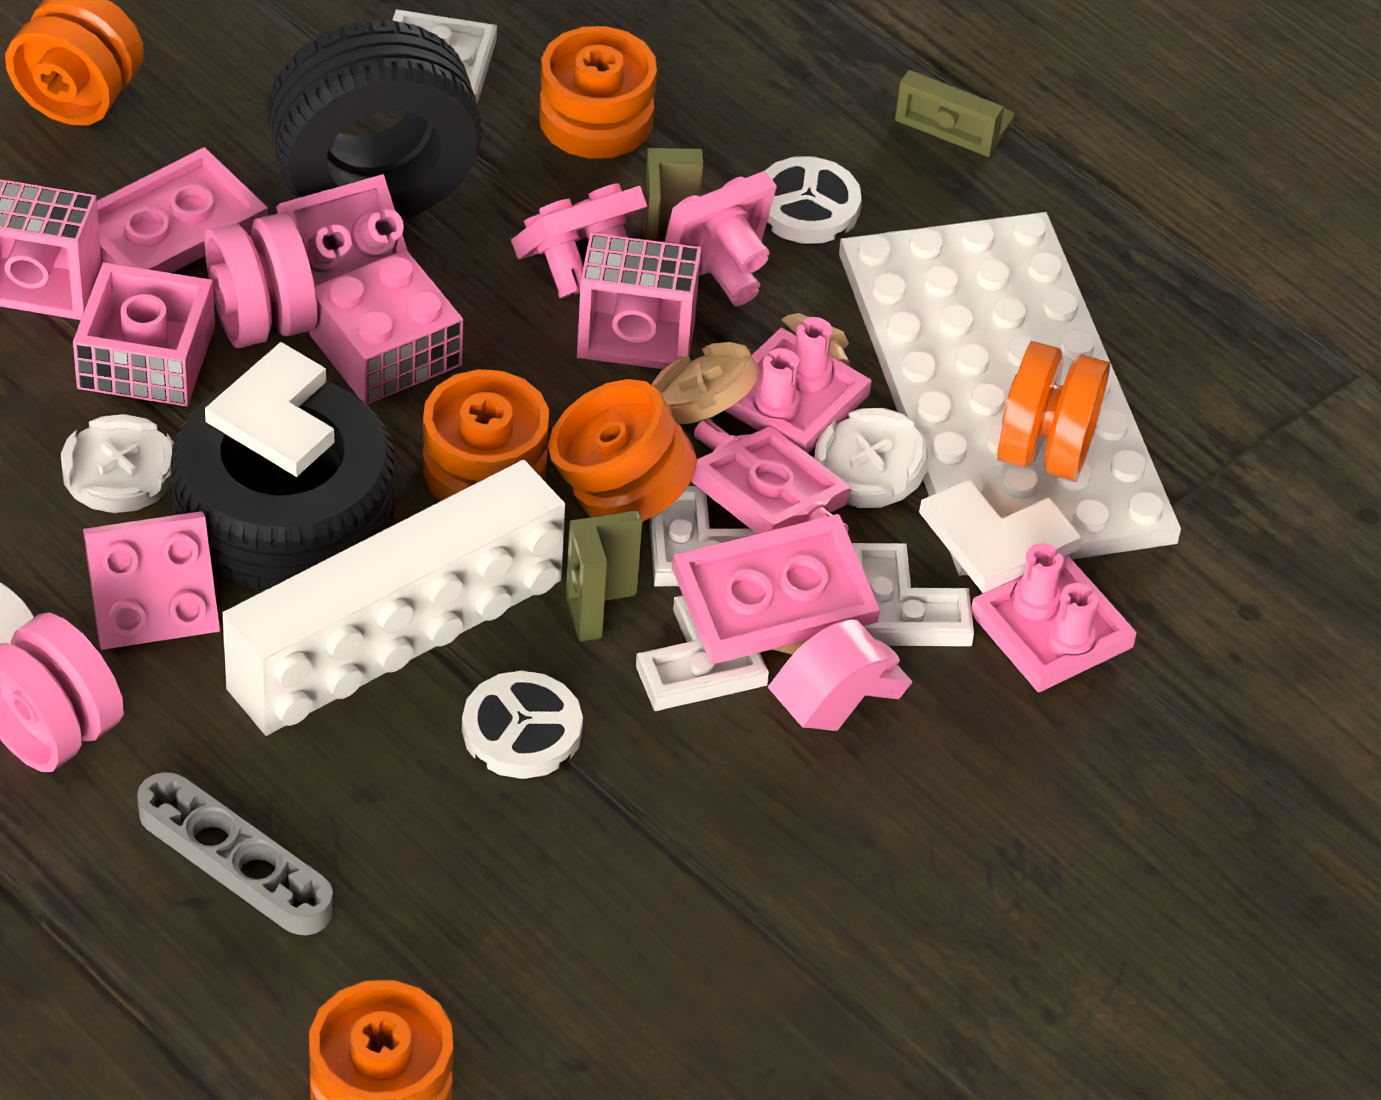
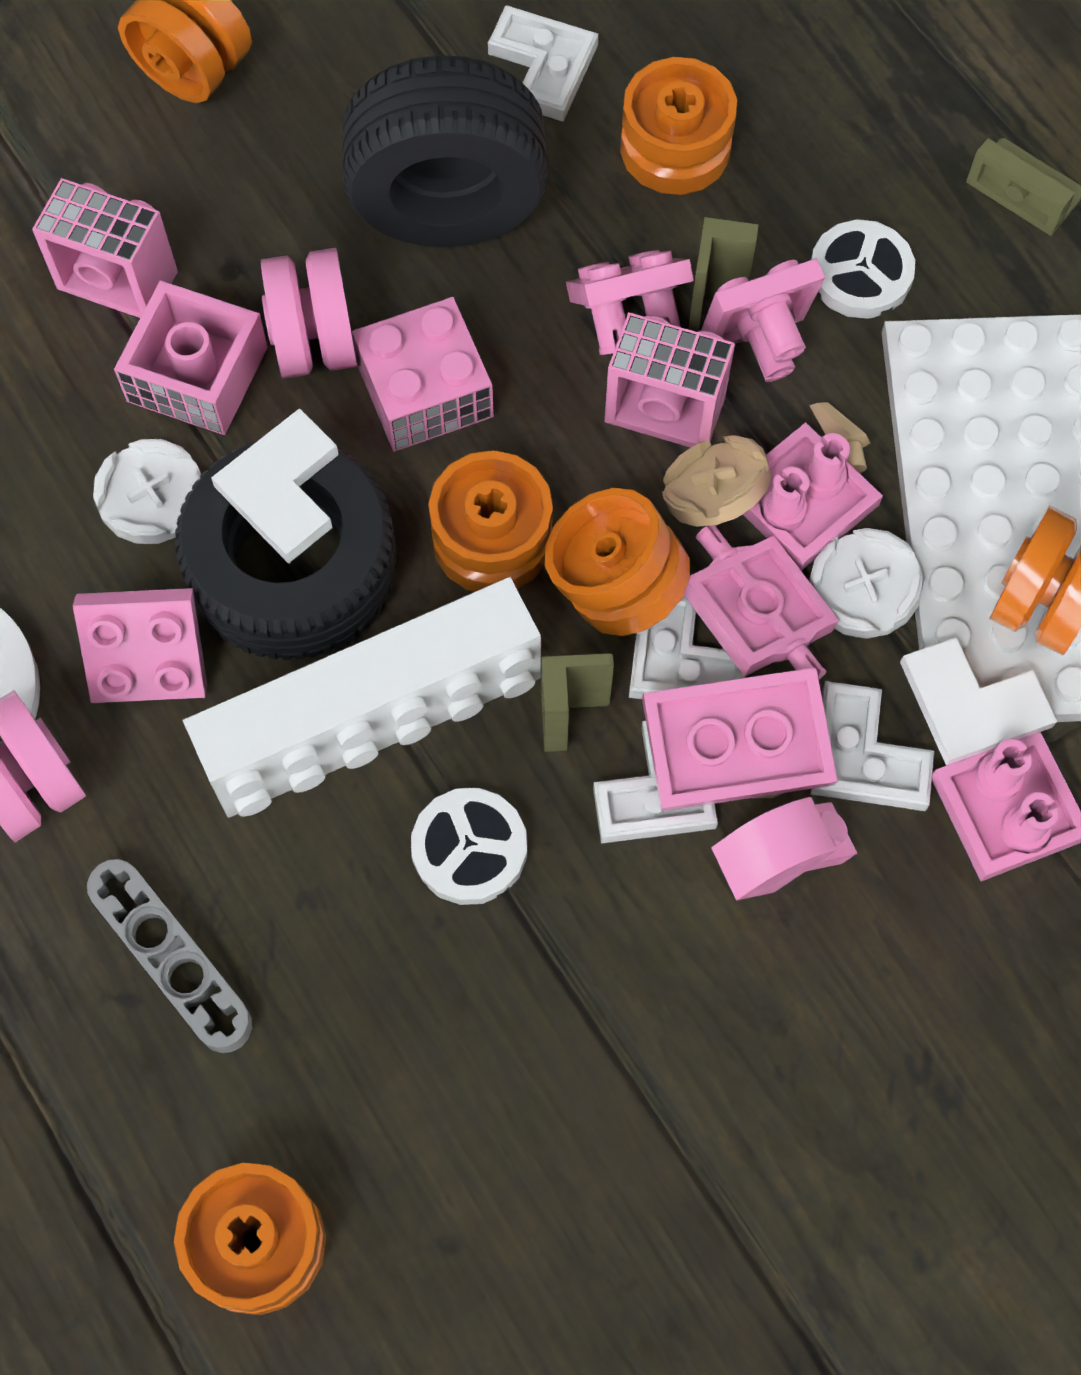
camera: 15 degrees right, 20 degrees up
(166, 215) = (245, 218): bright pink plate -> none
(347, 227) = (400, 267): bright pink plate -> none

